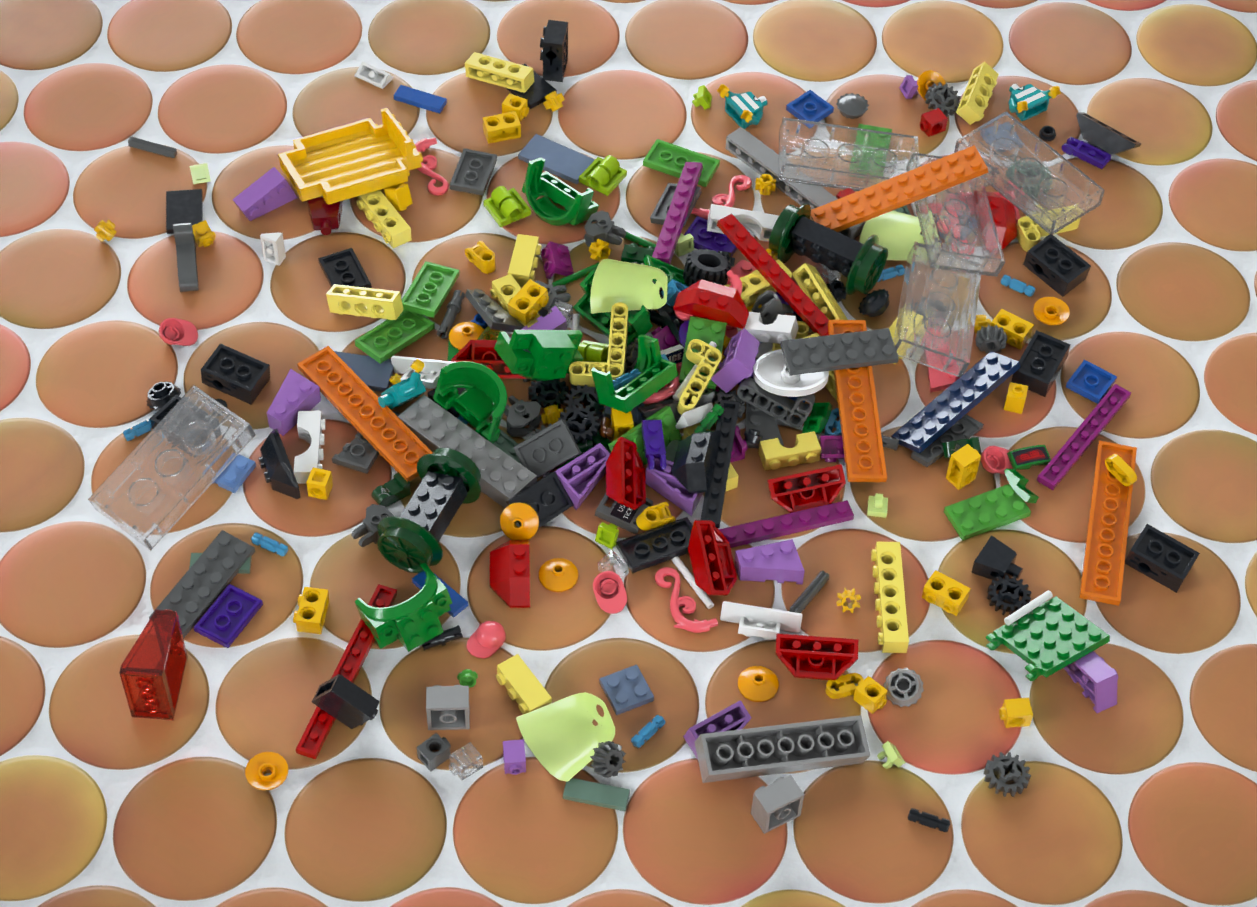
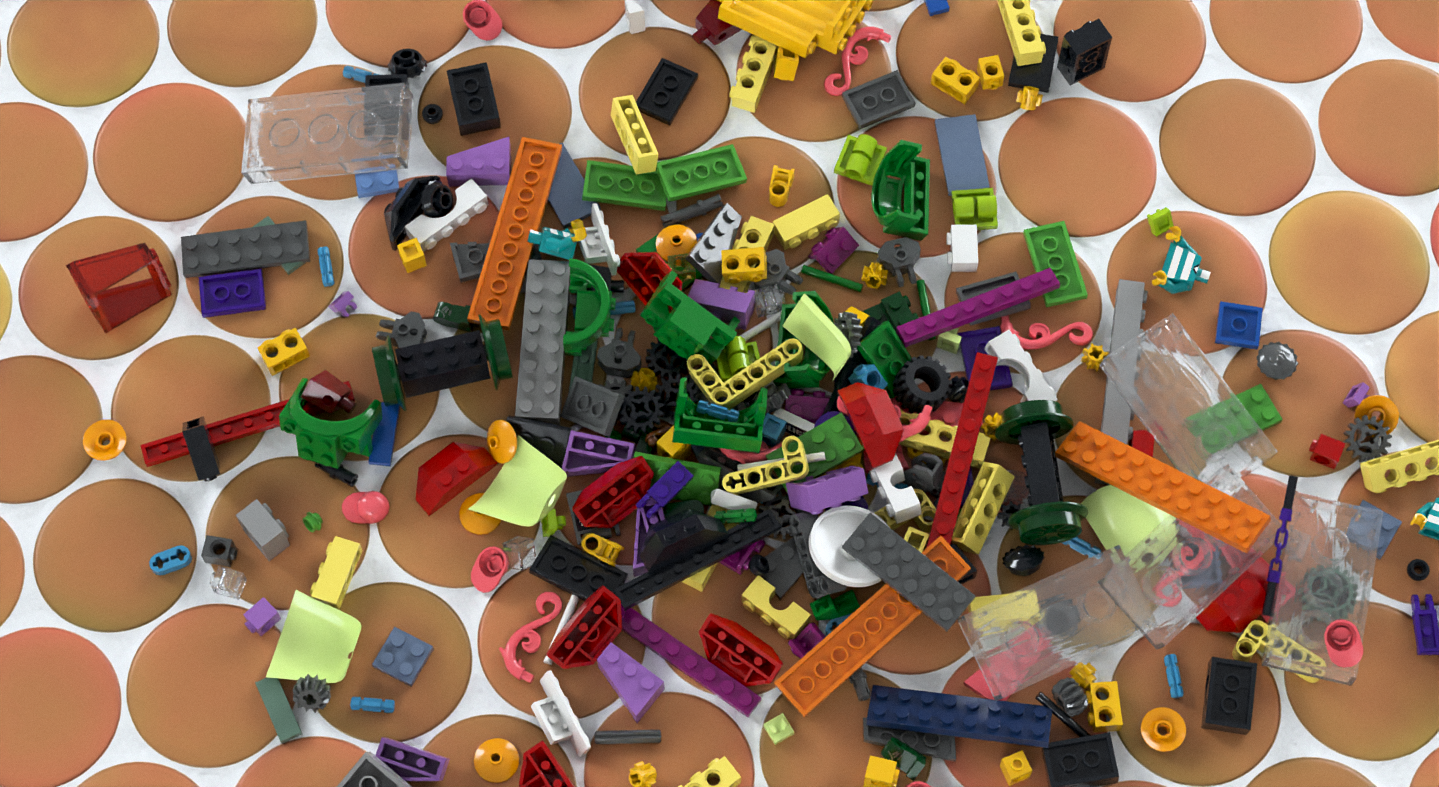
camera: 55 degrees right, 15 degrees up
(293, 440) = (436, 199): none -> black piece
(311, 550) = (342, 302): none -> medium lavender tile
(377, 595) = (328, 393): none -> dark red torso
(413, 792) = (170, 560): none -> dark azure beam
(570, 527) = (523, 488): none -> yellowish green piece
(625, 197) = (963, 248): none -> white brick
(1001, 188) = (1273, 575): none -> piece
(1006, 352) = (1061, 715): none -> black bar
(1079, 176) = (1343, 643): none -> coral cap

